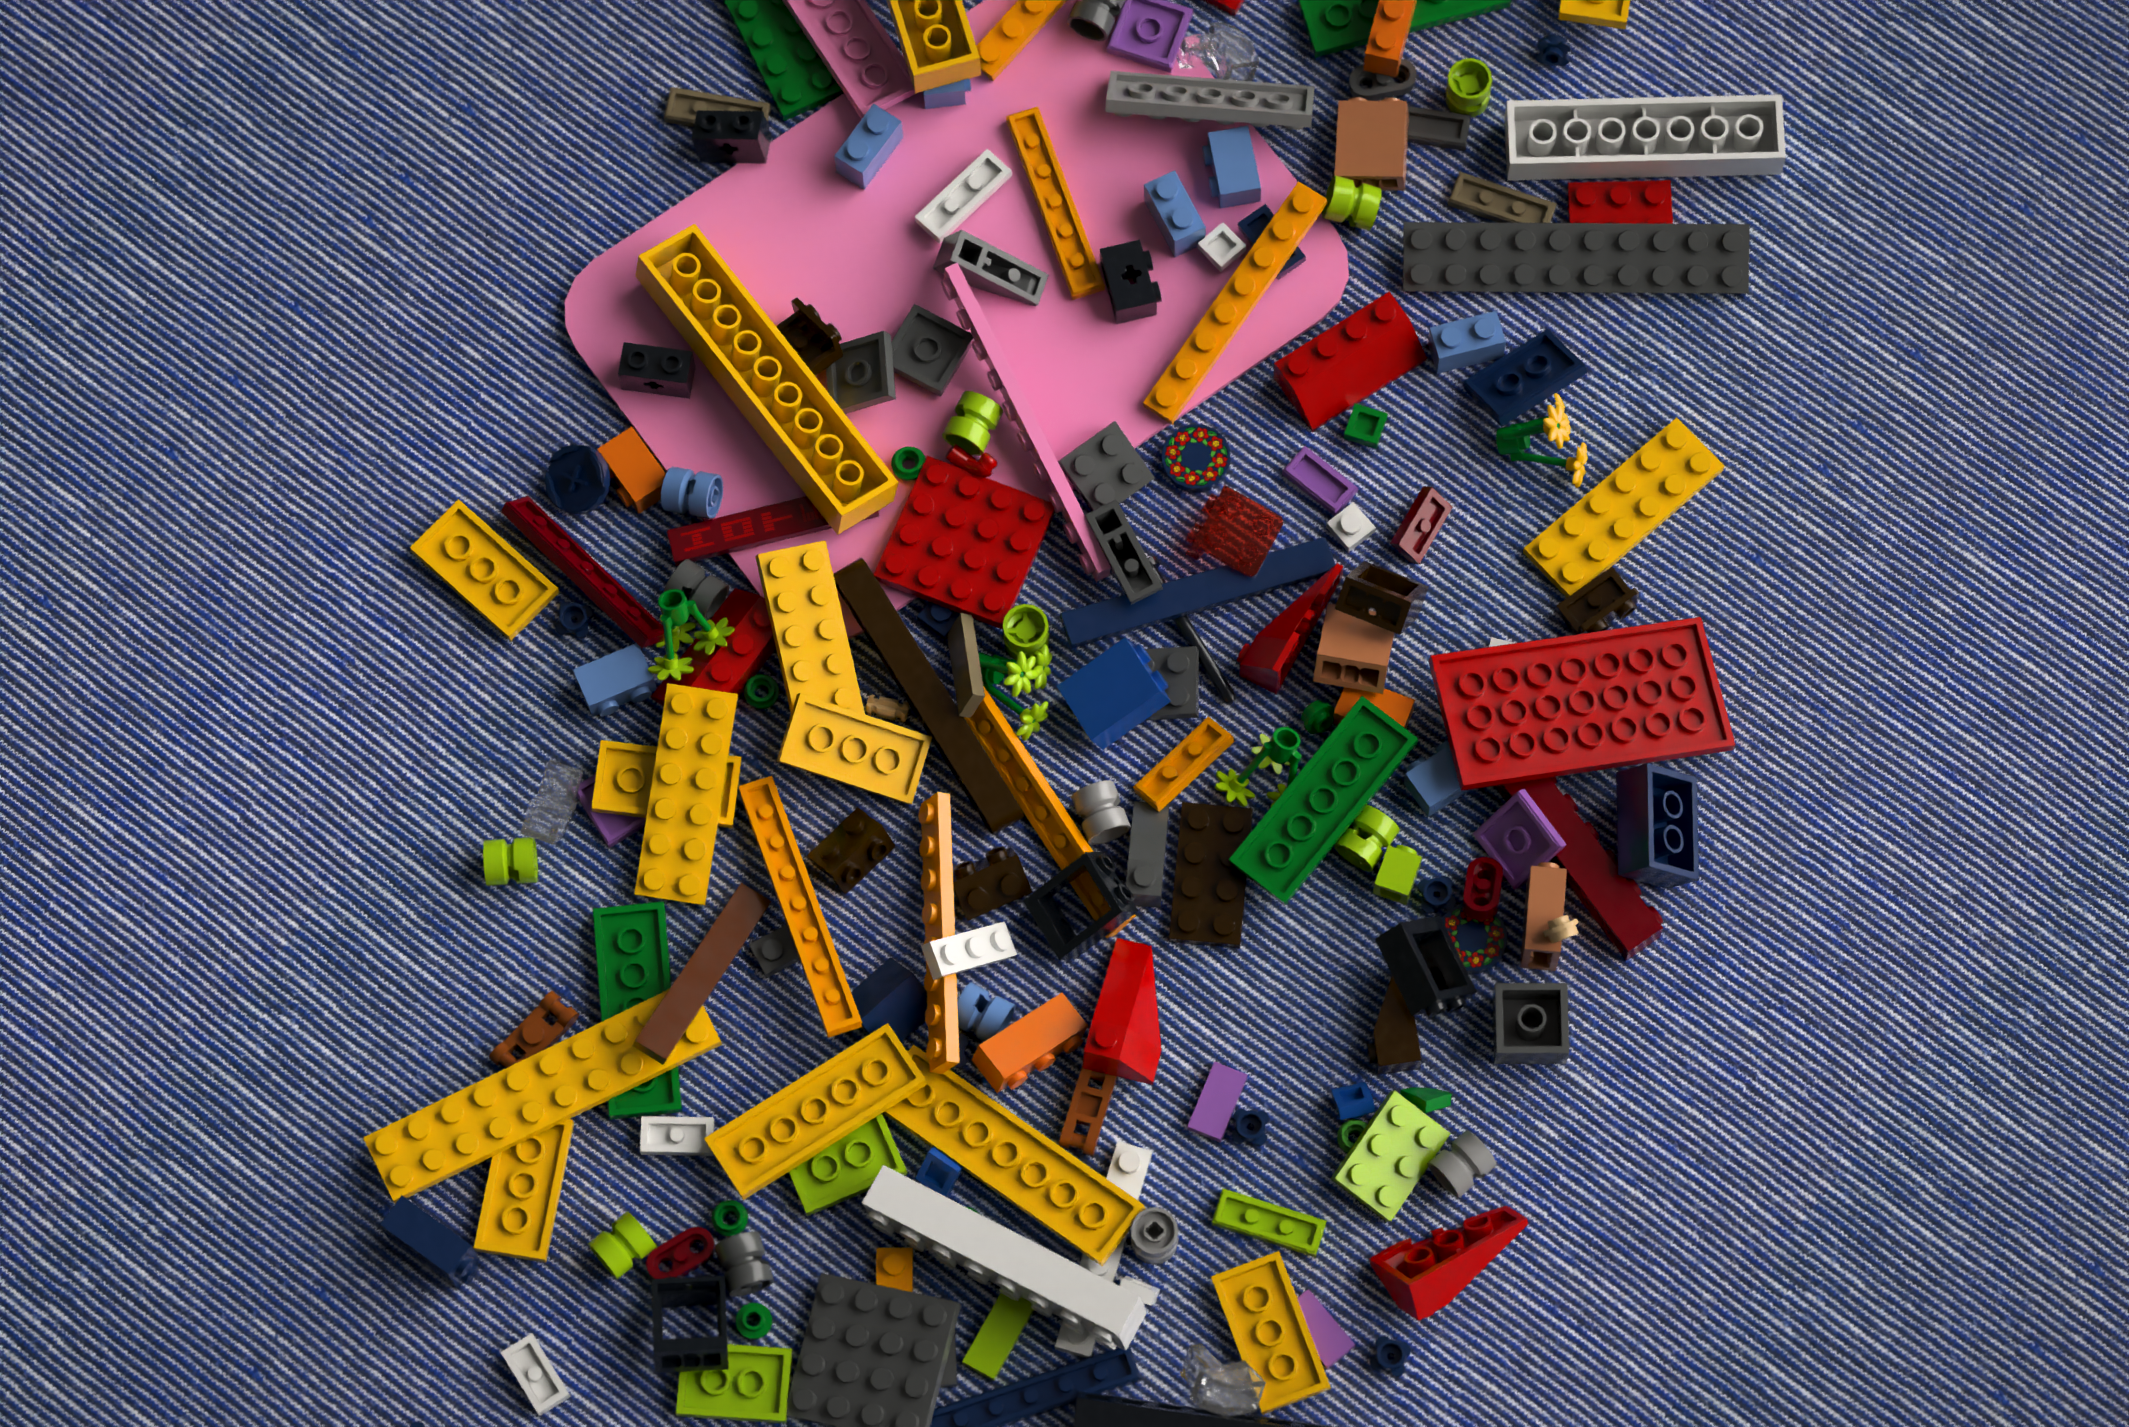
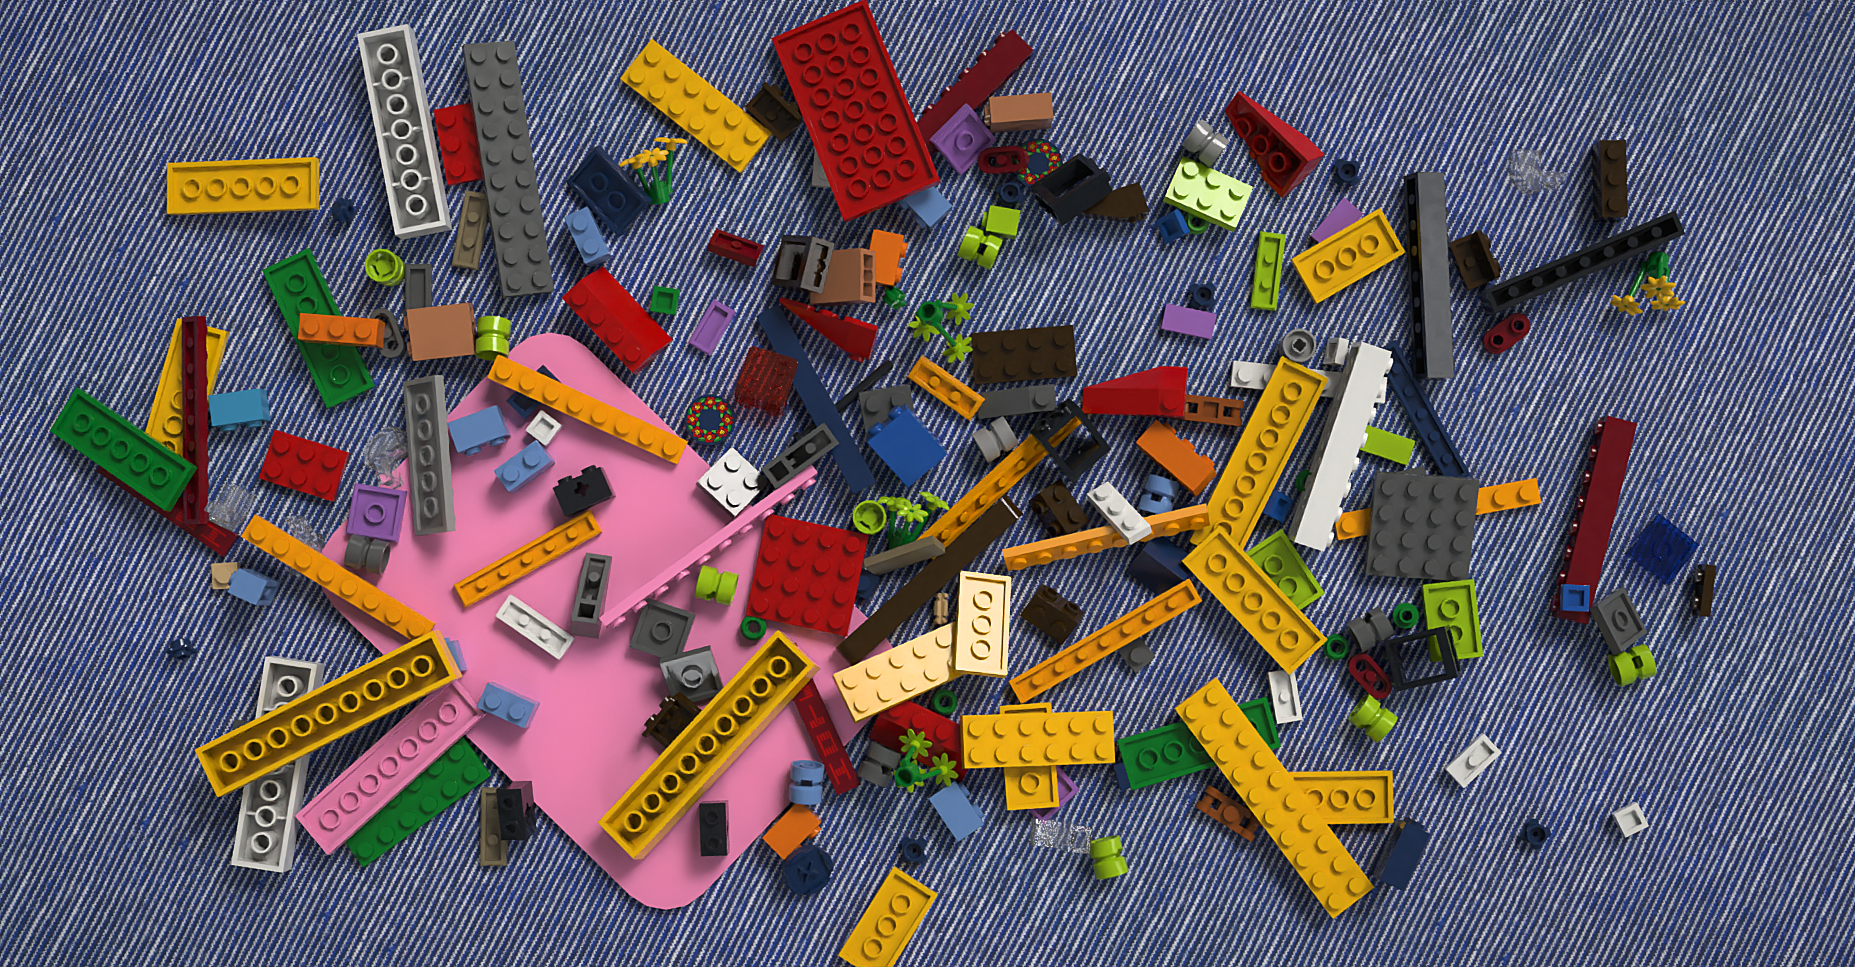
camera: 100 degrees left, 15 degrees up
(584, 571) = (878, 850): dark red tile -> none
(614, 895) = (1119, 776): none -> dark blue plate
(701, 974) = (1171, 700): reddish brown tile -> none
(962, 459) = (745, 585): red arm -> none
(1221, 1388) = (1398, 282): clear brick -> none
(1323, 800) = (962, 280): green plate -> none
(1350, 527) = (744, 299): white plate -> none
(1427, 1098) = (1160, 177): green tile -> none
(1530, 1023) = (1097, 110): dark grey brick -> none
(1561, 928) = (1038, 91): tan plate -> none
(1657, 826) = (939, 43): dark blue brick -> none

